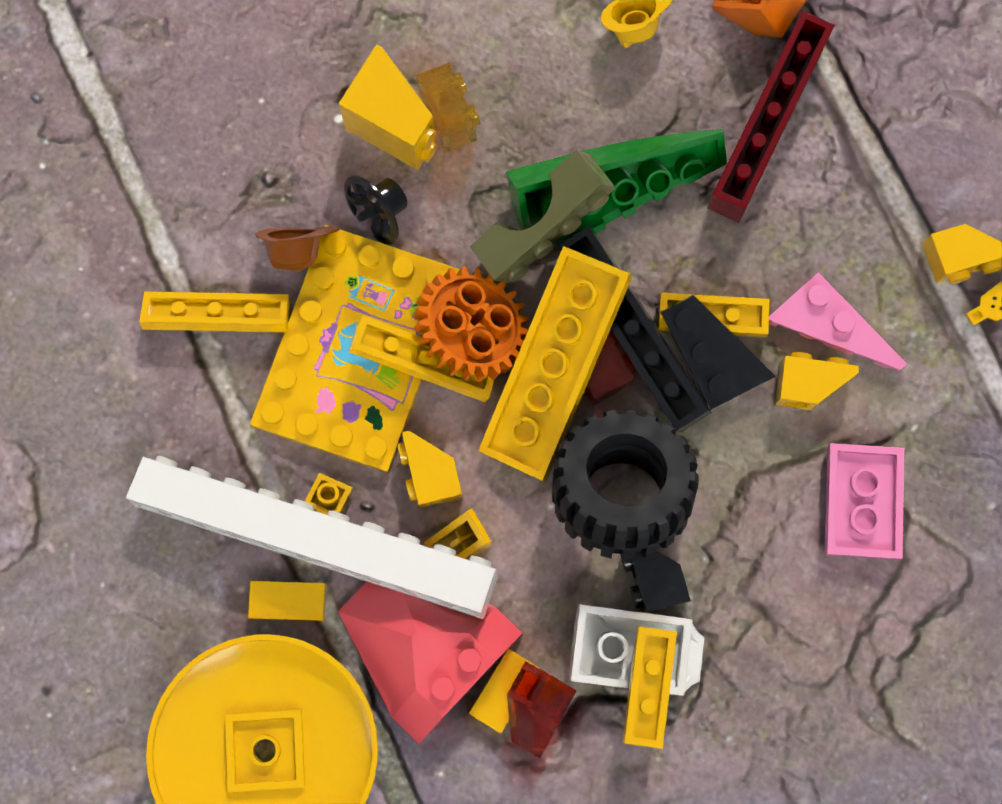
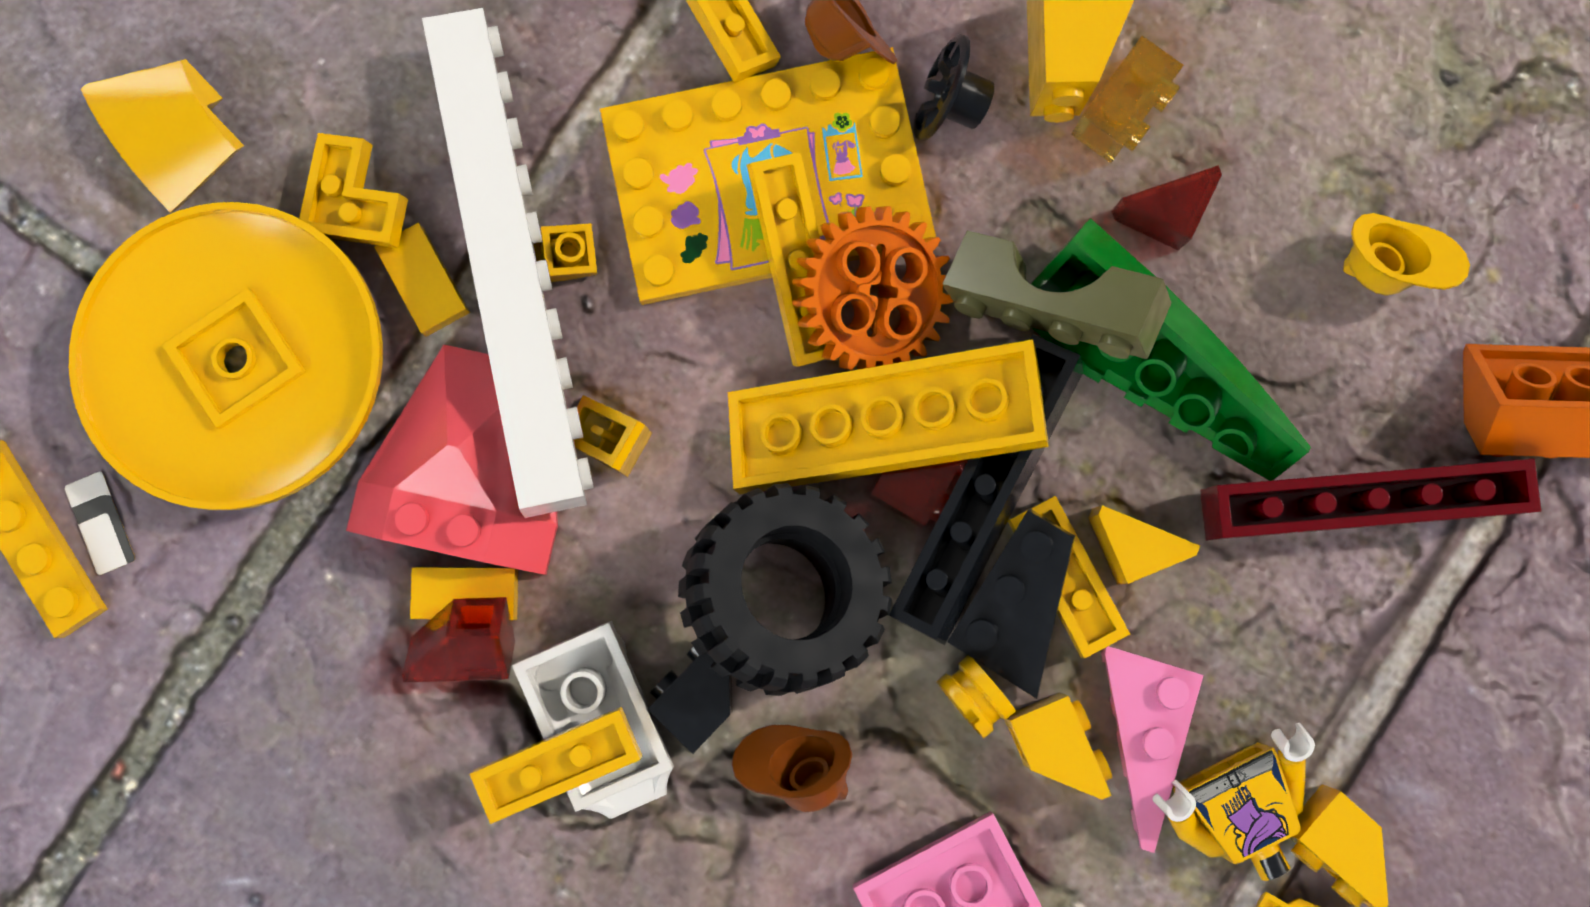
camera: 60 degrees right, 5 degrees up
(85, 708) = (164, 128): none -> yellow slope
(203, 623) = (337, 197): none -> yellow plate
(432, 472) = (669, 351): yellow slope -> none
(530, 122) = (1170, 209): none -> clear red slope
(719, 265) = (1136, 547): none -> yellow slope
(732, 543) = (795, 765): none -> dark orange piece
(754, 411) = (976, 696): none -> yellow wheel
(907, 293) = (1245, 803): none -> torso

